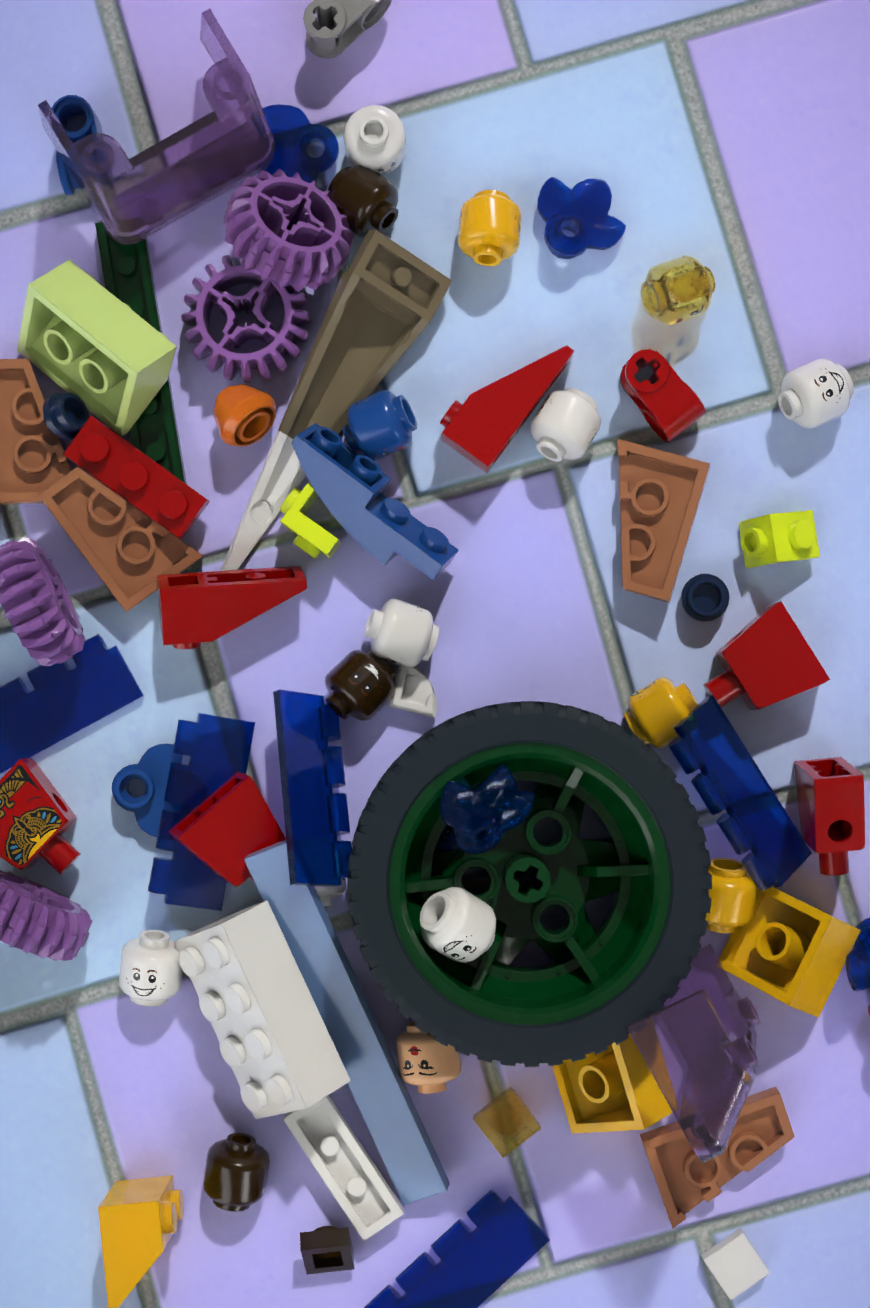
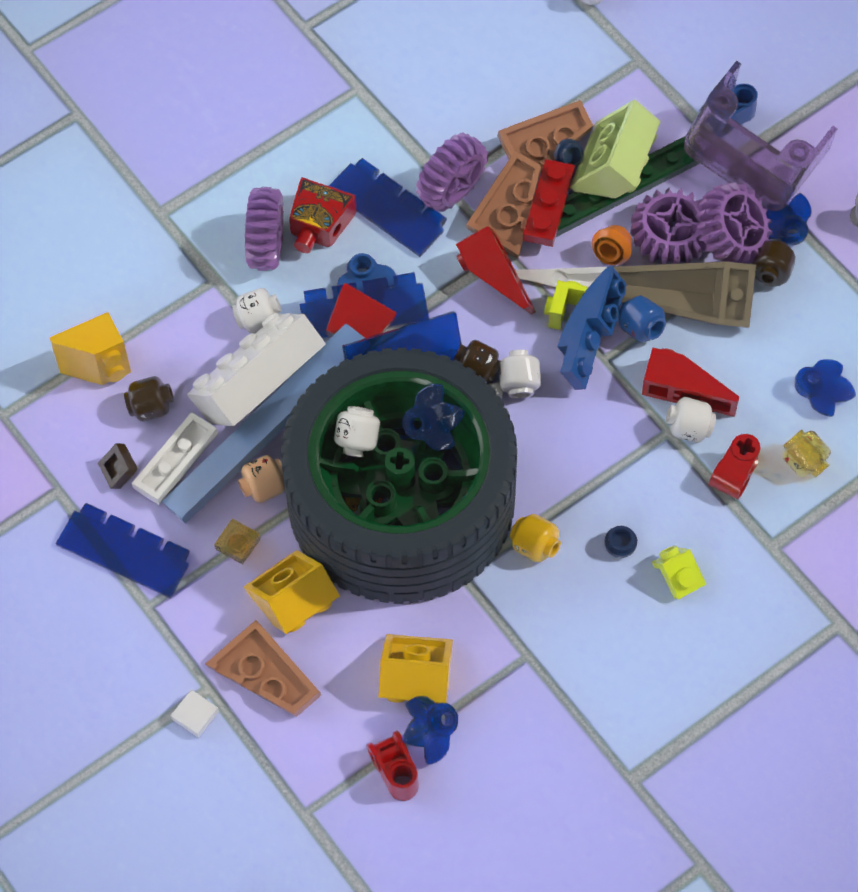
camera: 65 degrees right, 25 degrees down
(375, 139) = (812, 255): white head -> none
(489, 227) = (791, 336): yellow head -> none
(657, 515) = (664, 494): nougat wing -> none
(702, 1053) = (319, 608): clear purple windscreen -> none
(731, 894) = (434, 615): yellow head -> none
(735, 783) = (501, 605): clear blue windscreen -> none
(766, 662) = (595, 588): red torso -> none
(815, 393) = (781, 556): white head -> none
(831, 810) = (515, 655): red torso -> none

